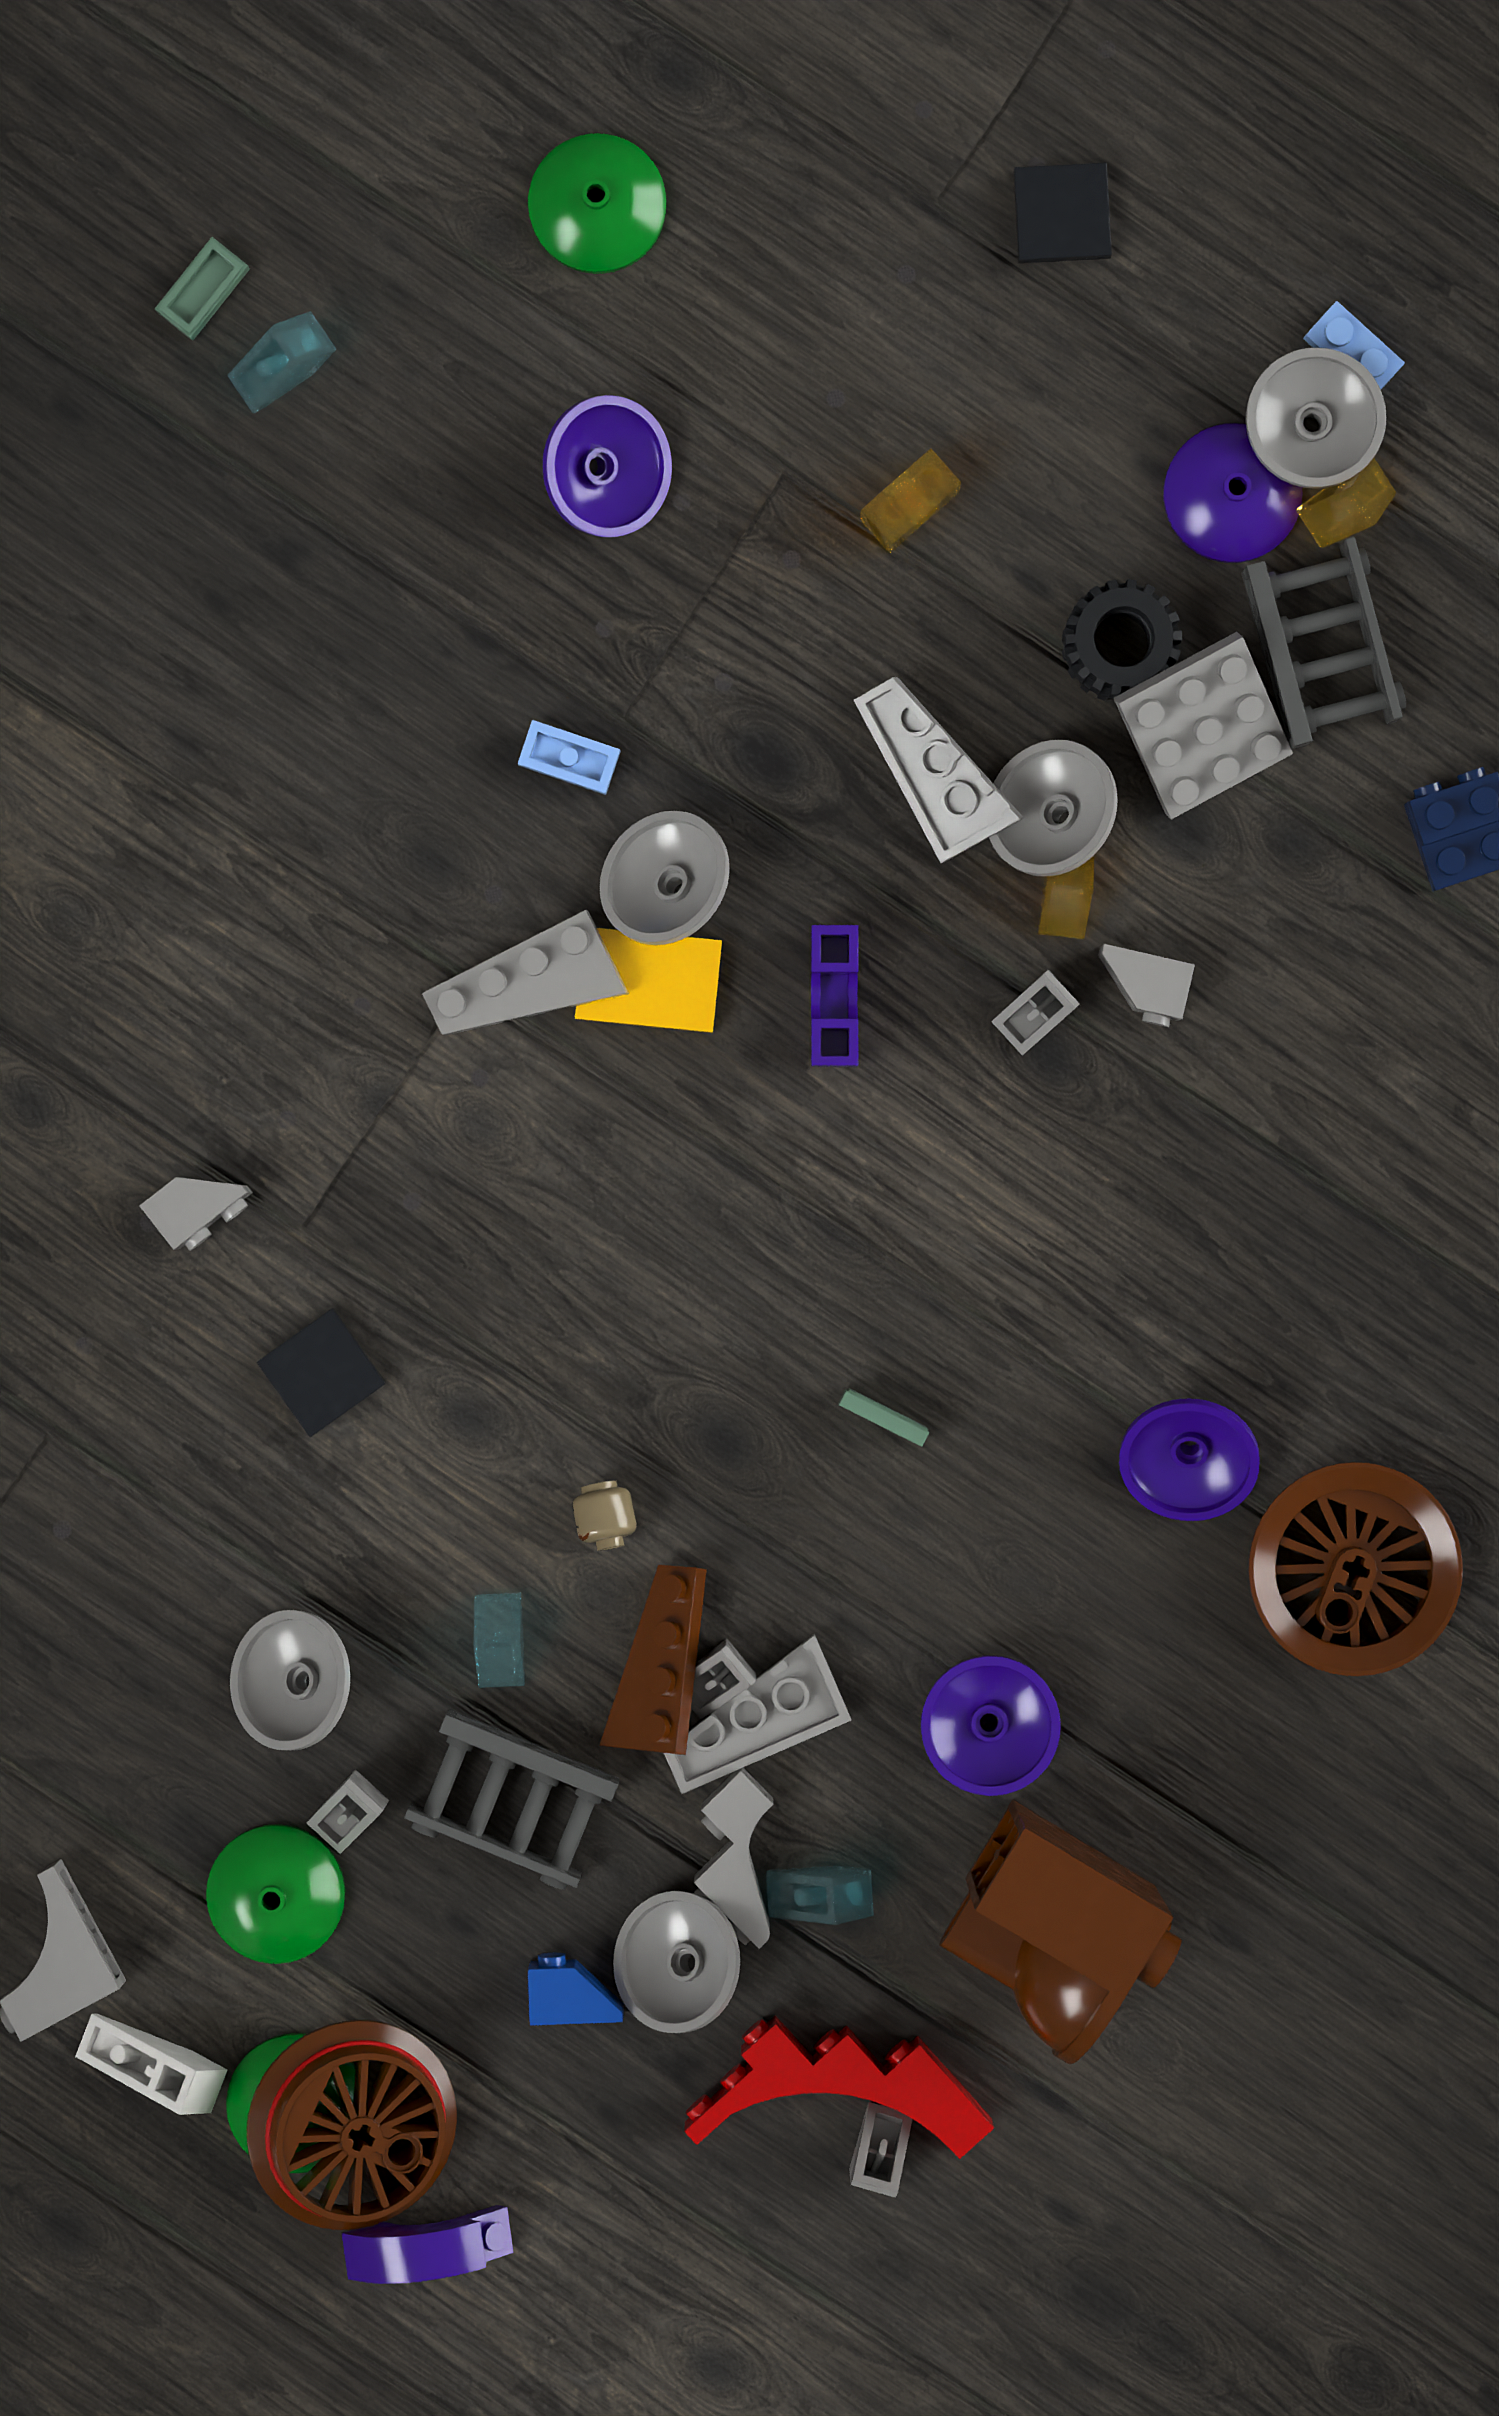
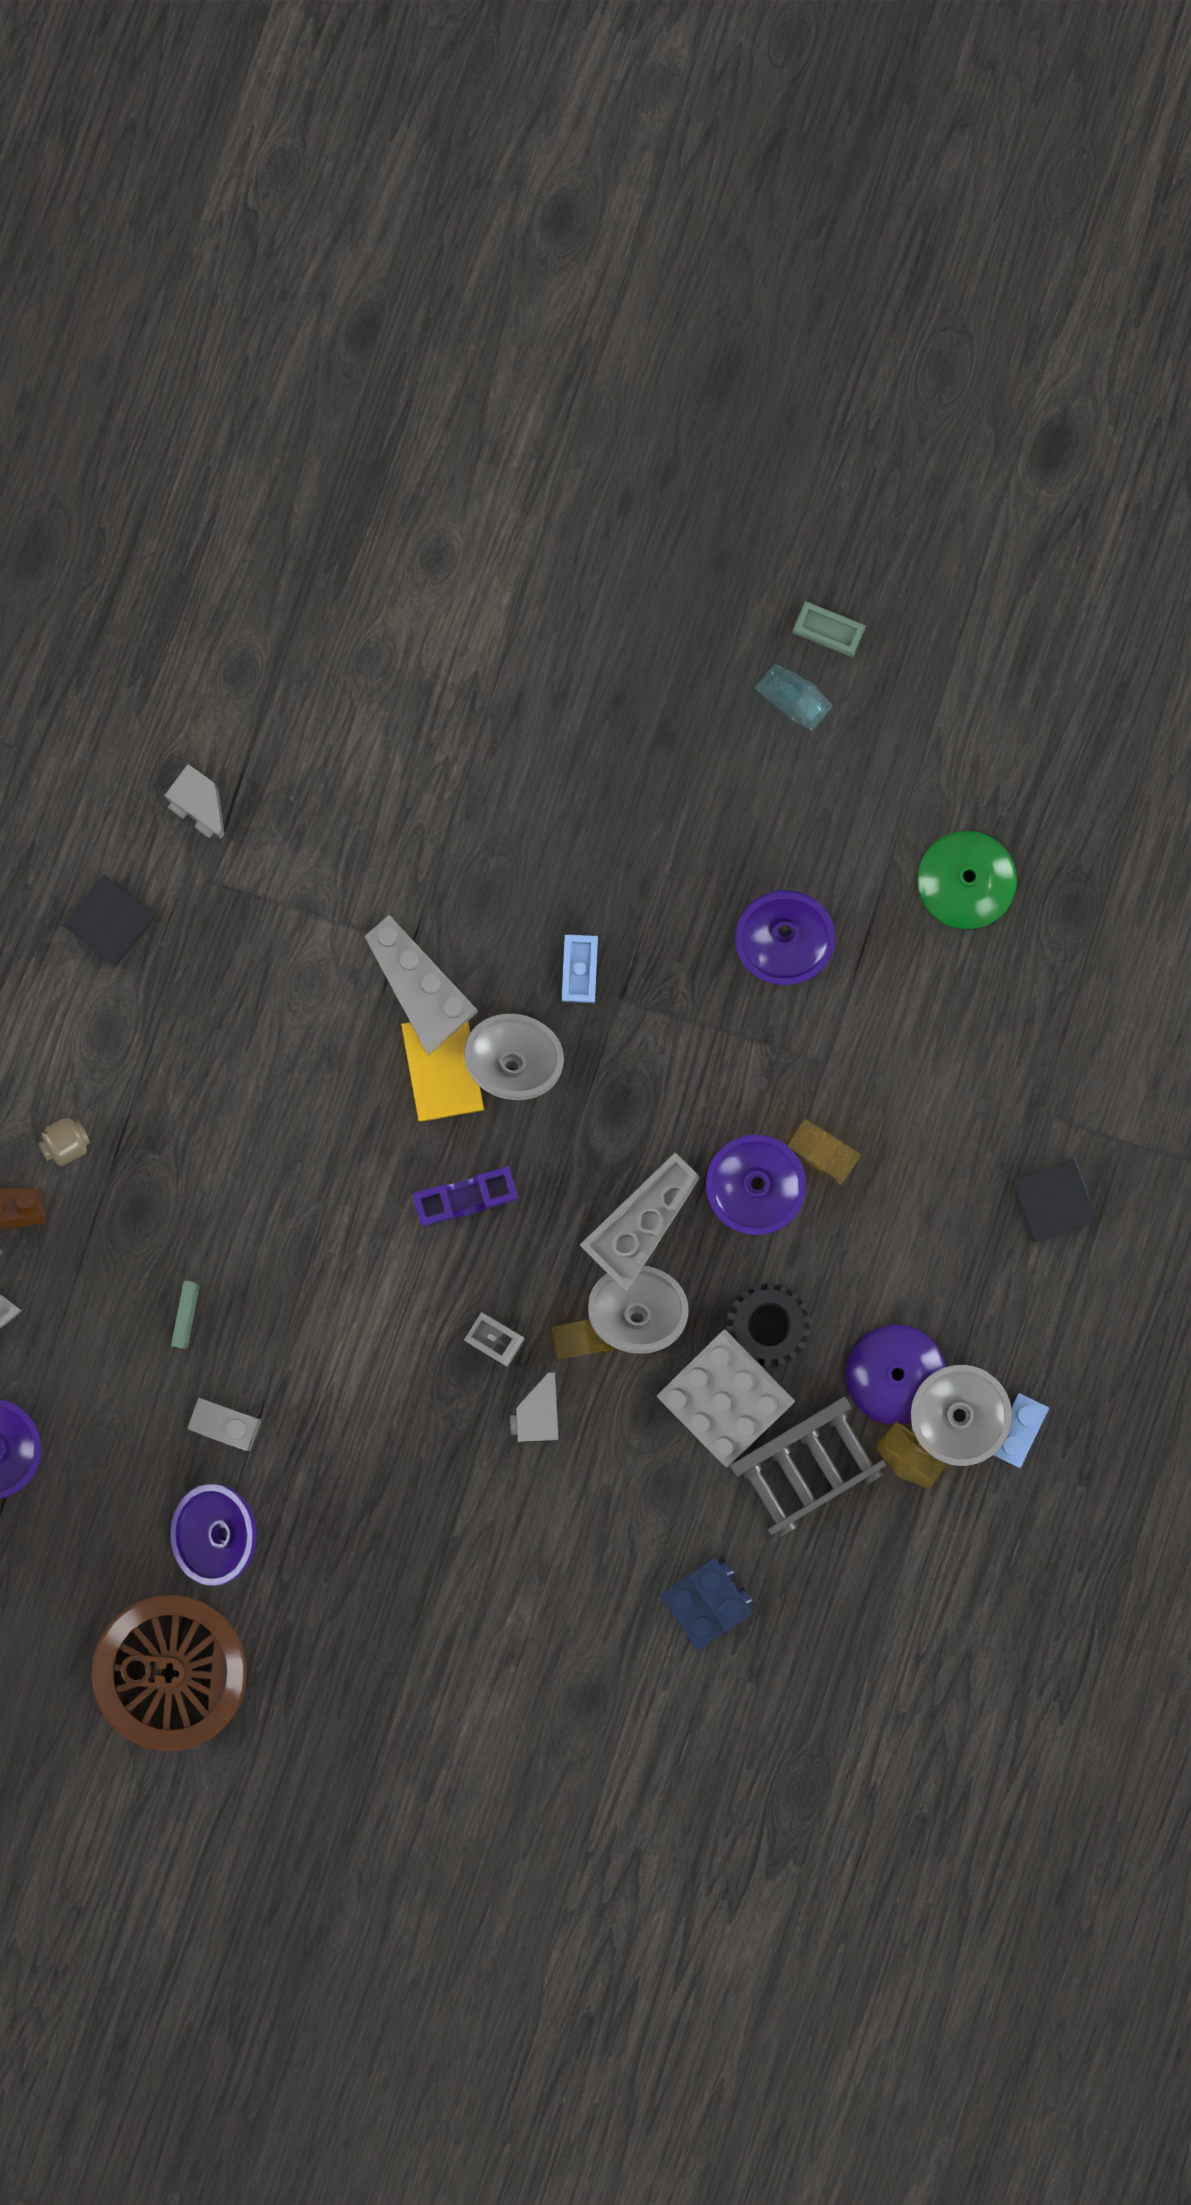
camera: 85 degrees right, 5 degrees down
(962, 596) = (736, 1199): none -> dark purple dish
(1044, 1406) = (224, 1424): none -> light grey slope

